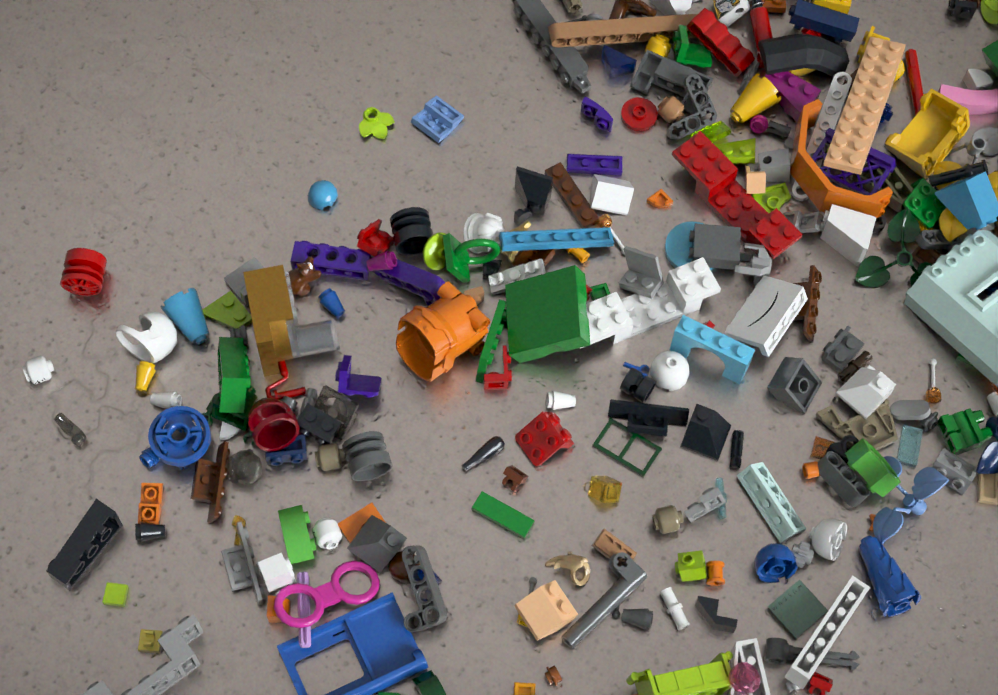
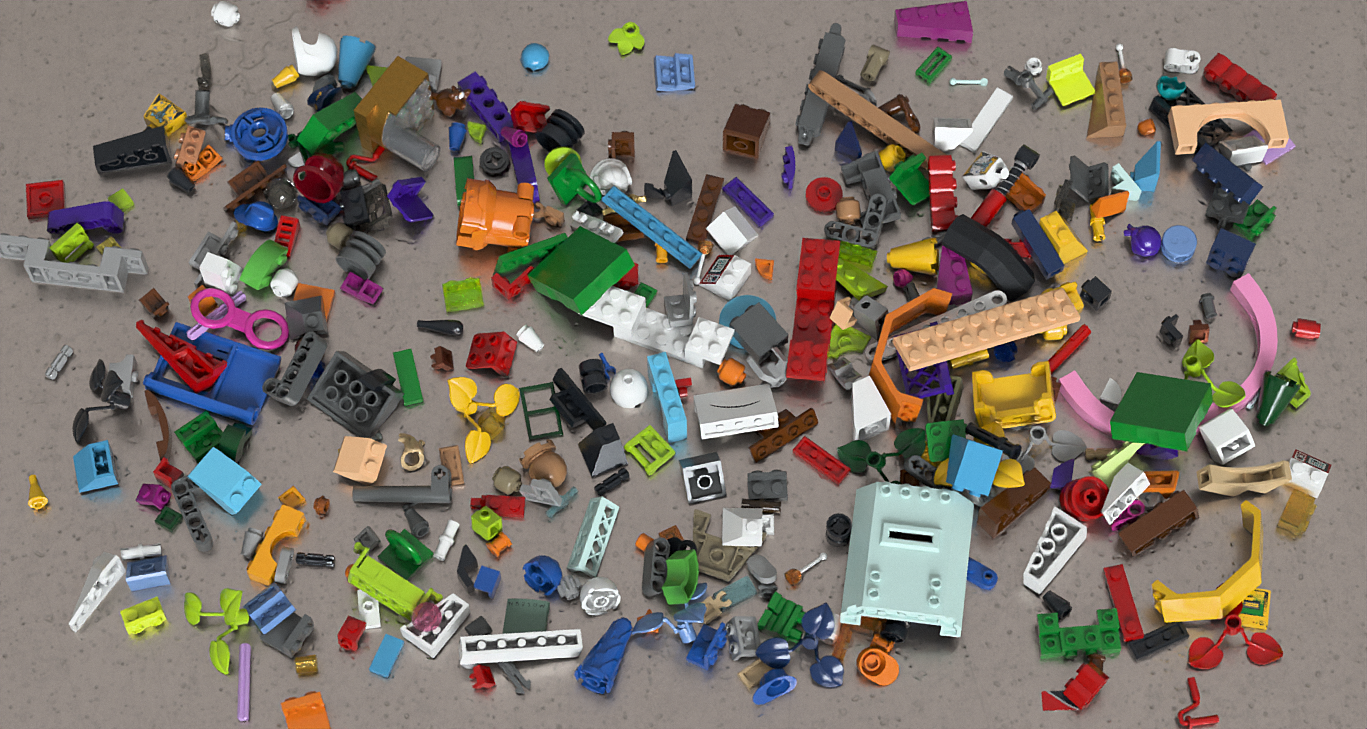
camera: 50 degrees right, 0 degrees up
(48, 652) = (44, 197): none -> red tile
(78, 494) = (164, 113): none -> torso
(103, 636) = (89, 216): none -> dark purple beam
(109, 466) = (202, 109): none -> dark grey piece
(119, 667) = (69, 242): none -> lime plate
(128, 499) = (191, 144): none -> nougat bracket
(195, 360) = (324, 93): none -> dark blue piece
(240, 648) = (154, 303): none -> reddish brown bracket
(245, 502) = (257, 215): none -> blue piece
(276, 483) = (290, 225): none -> red slope
(327, 667) = (192, 365): none -> red wedge
(341, 286) = (476, 131): none -> lime tile
(375, 329) = (463, 169): none -> green beam
(376, 289) = (497, 153): none -> dark grey gear
(390, 482) = (361, 289): none -> magenta slope
(466, 200) = (621, 145): none -> reddish brown bracket
(472, 415) = (463, 294): none -> clear neon green bracket
(482, 567) = (351, 401): none -> dark grey slope
(495, 536) = (377, 379): none -> black slope
(539, 114) = (746, 130): none -> reddish brown slope
(577, 491) = (461, 394): none -> yellow plant
(618, 667) = (367, 538): none -> light grey tile
(643, 227) = (726, 276): none -> white slope
(659, 649) = (404, 553): none -> green tile
(682, 542) = (502, 505): none -> red hinge
(685, 482) = (545, 463): none -> medium nougat tile
(729, 292) = (731, 372): none -> orange head
(736, 394) = (654, 445): none -> lime plate
(741, 607) = (488, 580): none -> blue panel
(853, 297) = (821, 460): none -> red tile
(888, 23) = (1095, 293): none -> black brick
(910, 469) = (713, 606): none -> tan plate
(926, 333) = (838, 530): none -> black wheel
(945, 503) = (706, 646): none -> blue bracket

